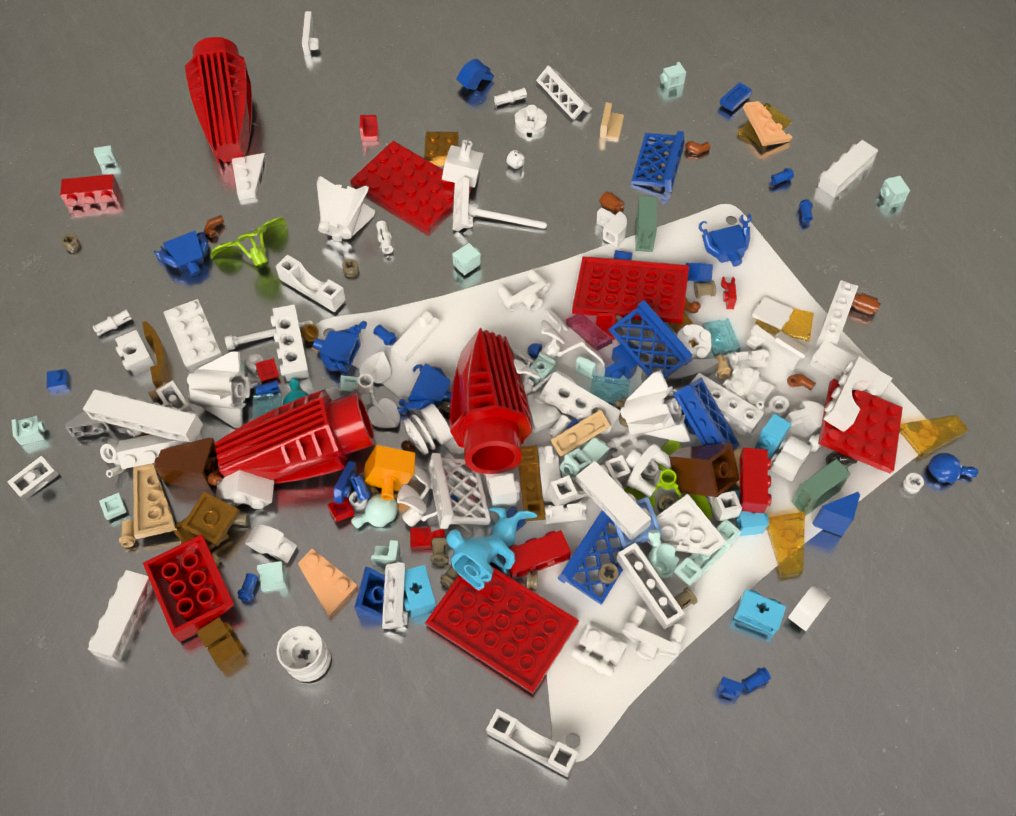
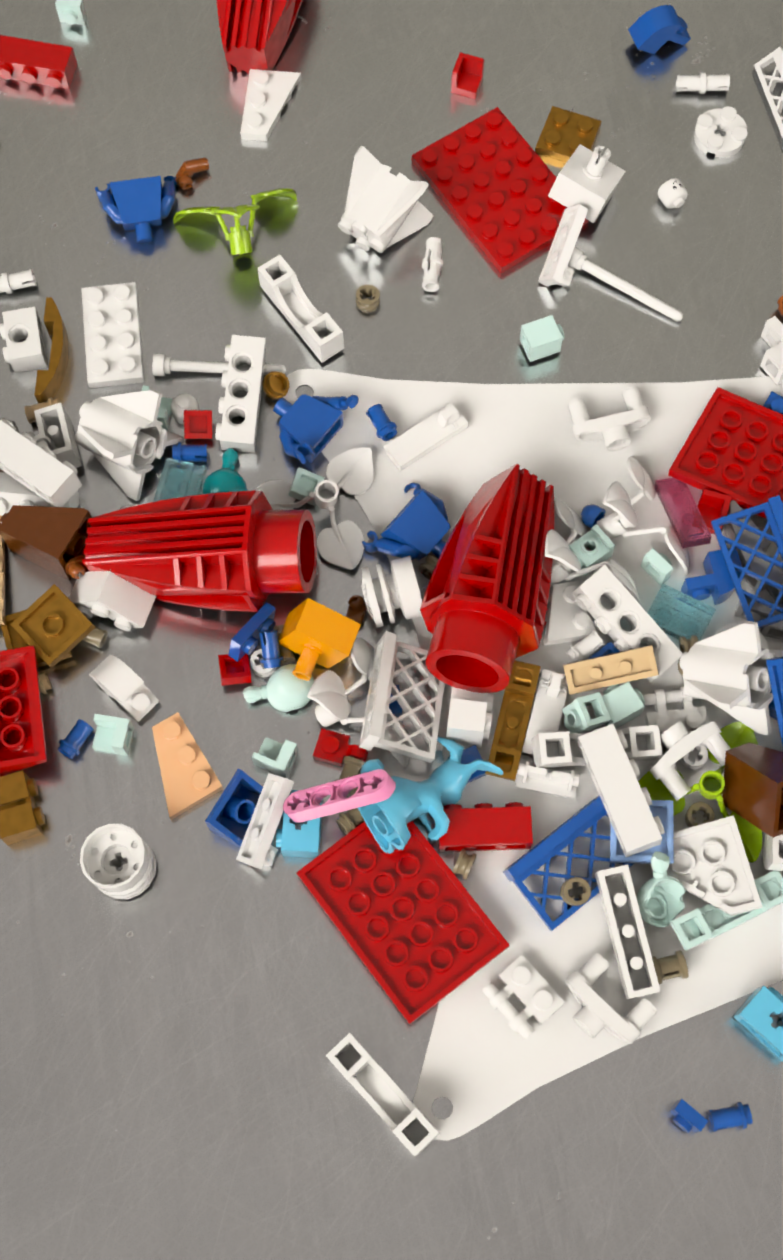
camera: 20 degrees right, 10 degrees up
(457, 546) = (372, 788): none -> bright pink beam

